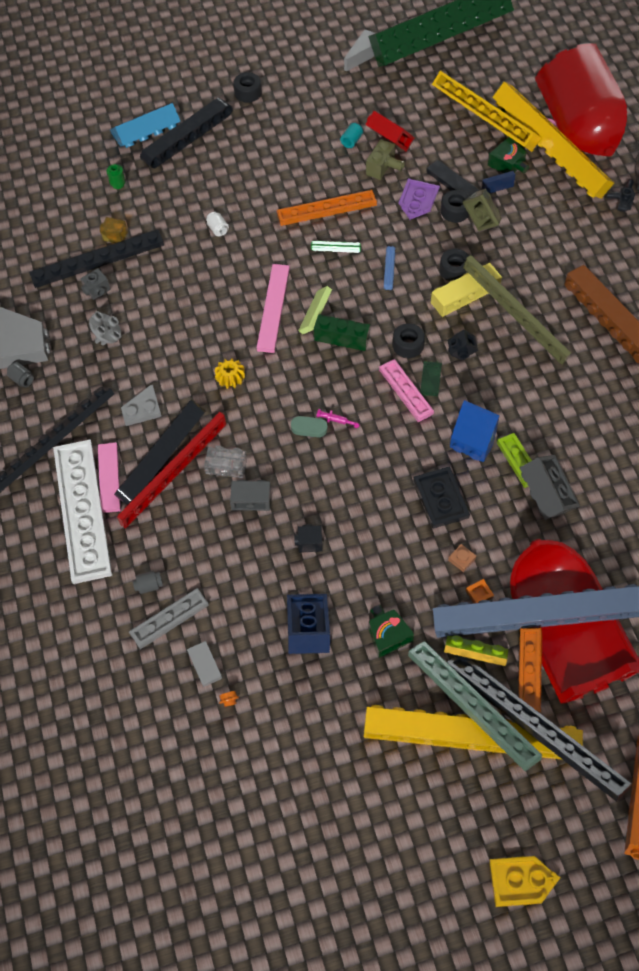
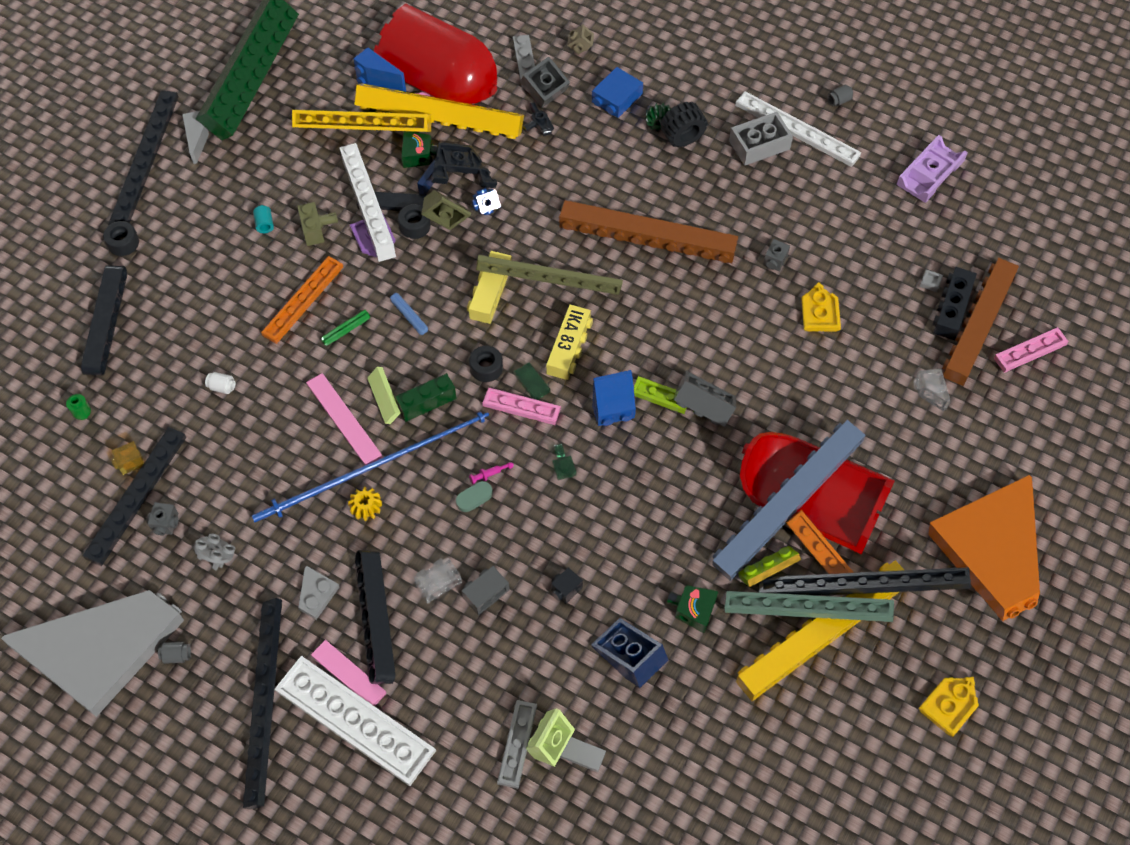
camera: 45 degrees left, 0 degrees up
(145, 125) = (56, 340): dark azure slope -> none
(147, 582) = (472, 730): dark grey brick -> none
(171, 332) = (277, 508): none -> blue piece
(172, 470) = (399, 623): red tile -> none
(190, 632) = (550, 737): none -> yellowish green slope
(228, 698) = (628, 762): orange plate -> none
(315, 45) = (144, 157): none -> black plate
(389, 130) = (297, 193): red brick -> none
(395, 454) = (563, 465): none -> clear green plate
(433, 170) = (367, 202): none -> white brick
(441, 497) = (632, 470): black plate -> none
(451, 257) = (462, 263): black tyre -> none
(462, 345) = (533, 335): black brick -> none
(462, 558) = (691, 505): nougat plate -> none
(479, 591) = (730, 521): orange plate -> none
(485, 369) = (568, 342): none -> light yellow brick
(529, 82) = (376, 71): none -> blue slope
(529, 225) = (491, 203): none -> brick
(531, 183) = (459, 159): none -> black wing

